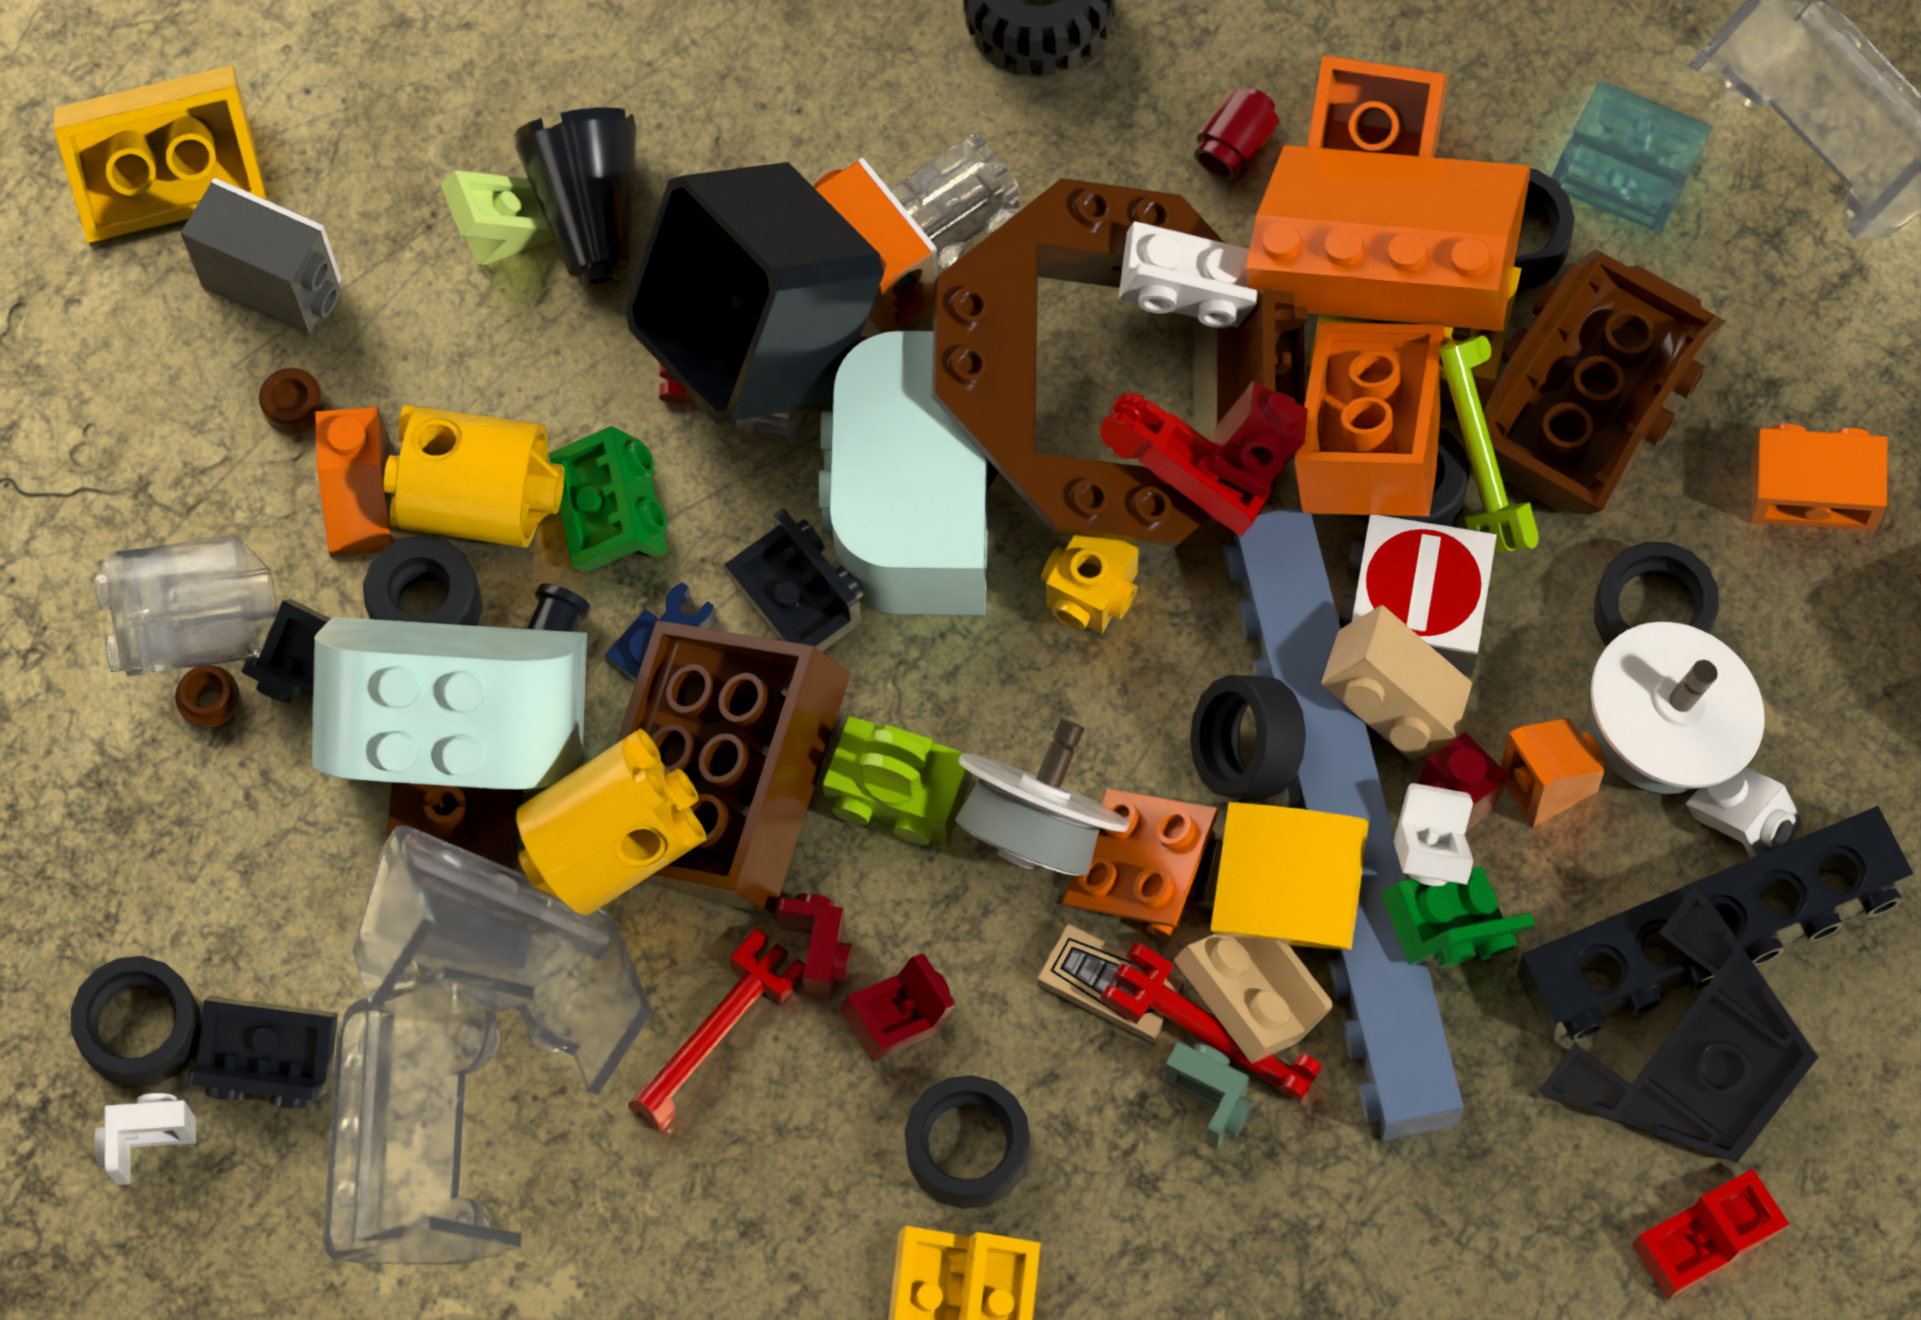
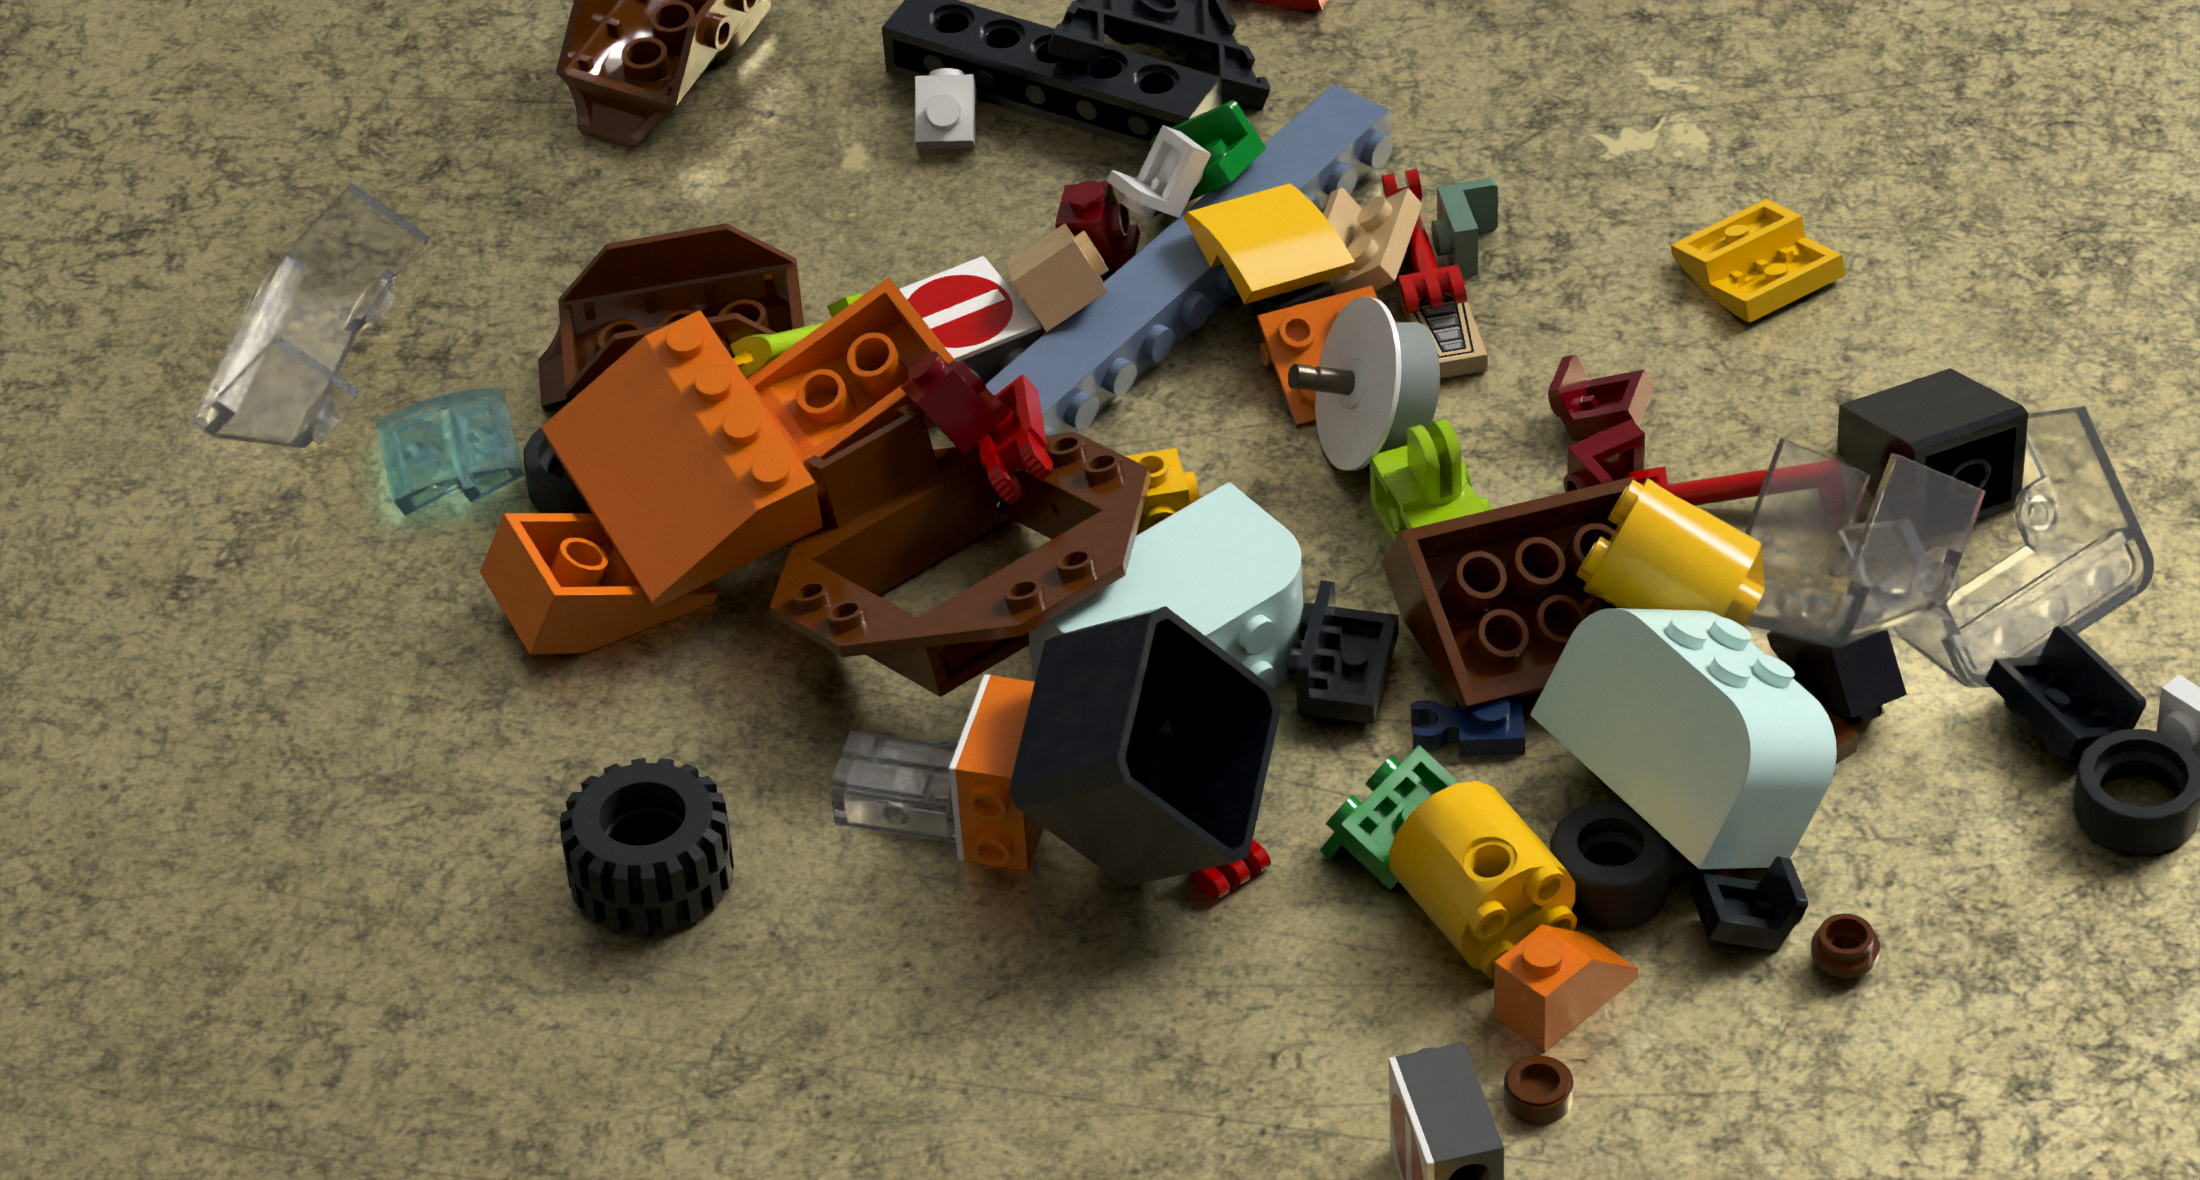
camera: 130 degrees left, 25 degrees down
(185, 605) = (1802, 972): clear cylinder -> none
(495, 214) = (1225, 1055): yellowish green slope -> none
(557, 609) = (1539, 777): black bush -> none
(584, 186) = (1133, 1005): black cone -> none
(599, 1196) = (1944, 425): none -> black slope
(960, 1092) = (1647, 346): black tyre -> none
(1186, 276) = (851, 541): white bracket -> none
(1236, 132) = (657, 663): dark red brick -> none
(1278, 739) = (1148, 336): black tyre -> none
(1551, 768) = (1027, 188): orange slope -> none
(1656, 559) = (828, 202): black tyre -> none
(1674, 708) = (918, 153): white piece -> none
(1818, 478) = (634, 195): orange brick -> none

